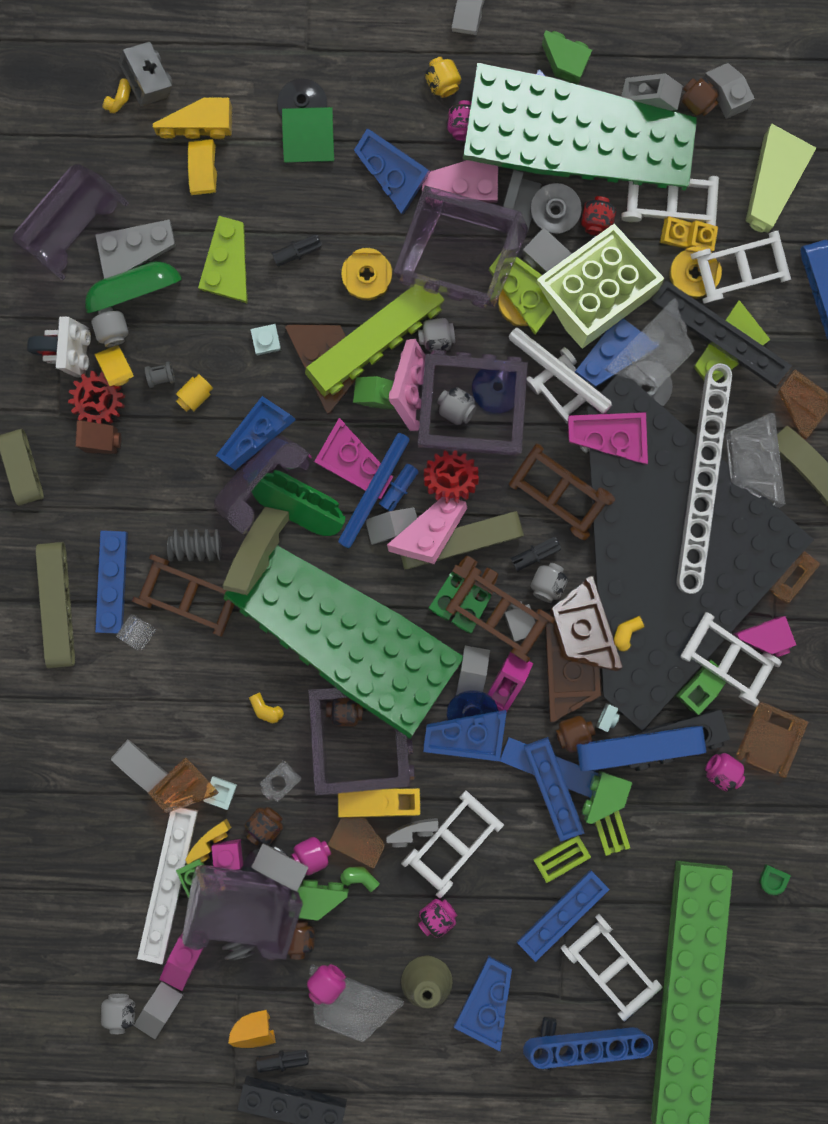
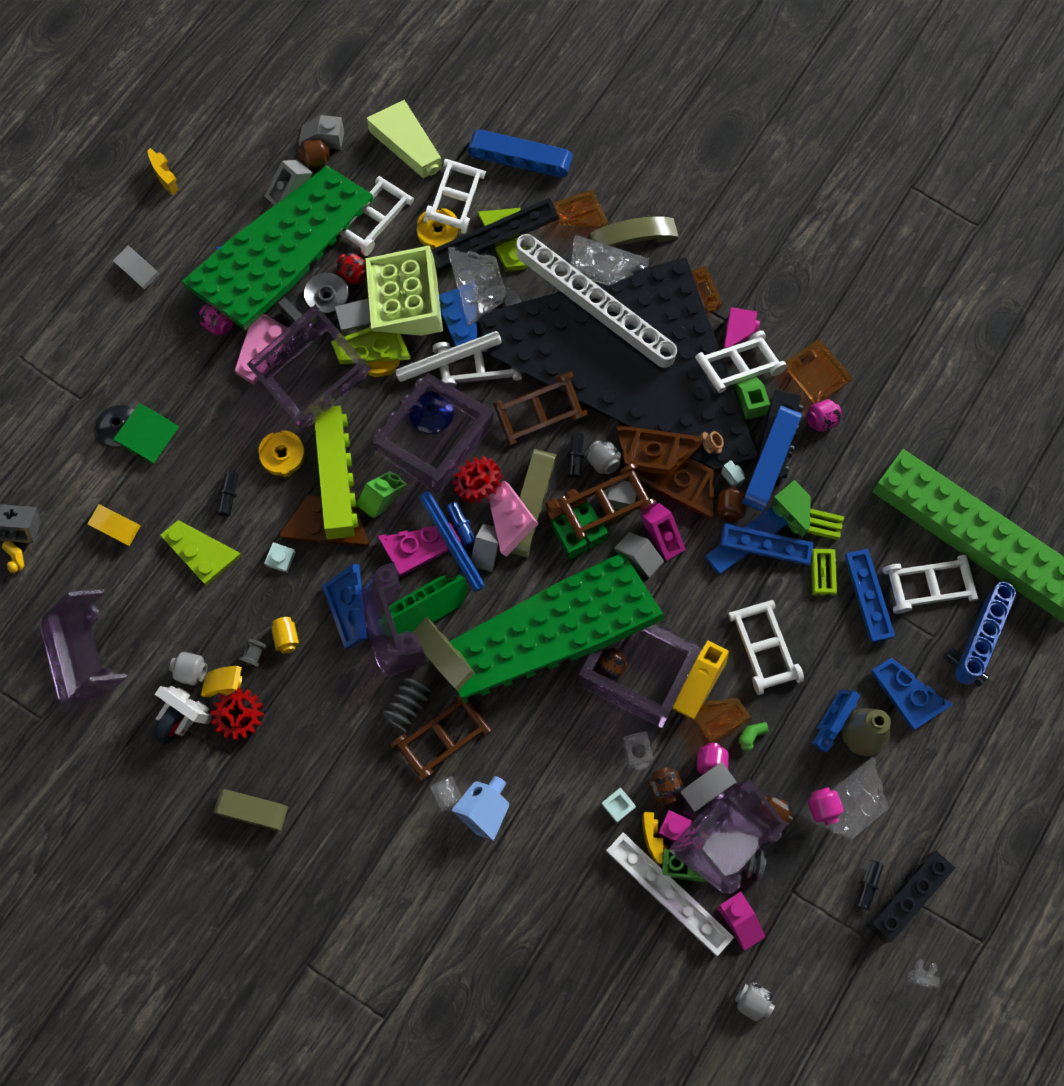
camera: 60 degrees left, 15 degrees down
(55, 605) = (382, 849): olive beam -> none
(97, 438) = (270, 729): copper slope -> none
(111, 581) = (392, 793): blue plate -> none
(130, 285) = (166, 634): green brick -> none
(133, 246) = (137, 616): light grey wing -> none
(138, 766) = (558, 859): light grey slope -> none
(142, 673) = (483, 807): none -> light blue torso
(158, 1009) = (771, 966): light grey slope -> none
(182, 787) = (596, 831): clear orange wing -> none
(202, 118) = (76, 503): yellow slope -> none
(252, 1031) = (831, 895): light orange brick -> none
(265, 712) = (574, 731): yellow arm -> none
(320, 898) = (754, 769): bright green slope -> none
(392, 168) = (215, 388): blue wing -> none
(403, 834) = (736, 676): light grey slope -> none
(408, 377) = (384, 466): bright pink wing -> none
(420, 947) = (835, 719): none -> blue hinge
(437, 334) = (362, 429): light grey head -> none
(437, 918) = (818, 691): dark pink head -> none
(443, 77) = (173, 314): yellow head -> none
(456, 406) = (426, 445): light grey head -> none
(460, 705) = (677, 570): clear blue dish -> none
(468, 736) = (687, 584): blue wing -> none
(566, 57) = (219, 224): bright green slope -> none
(613, 434) = (520, 345): dark pink wing -> none
(624, 633) = (675, 422): yellow arm -> none
(625, 679) = (712, 442): none -> medium nougat plate
(688, 234) = (406, 219): yellow slope -> none
(773, 880) = (926, 430): green tile -> none

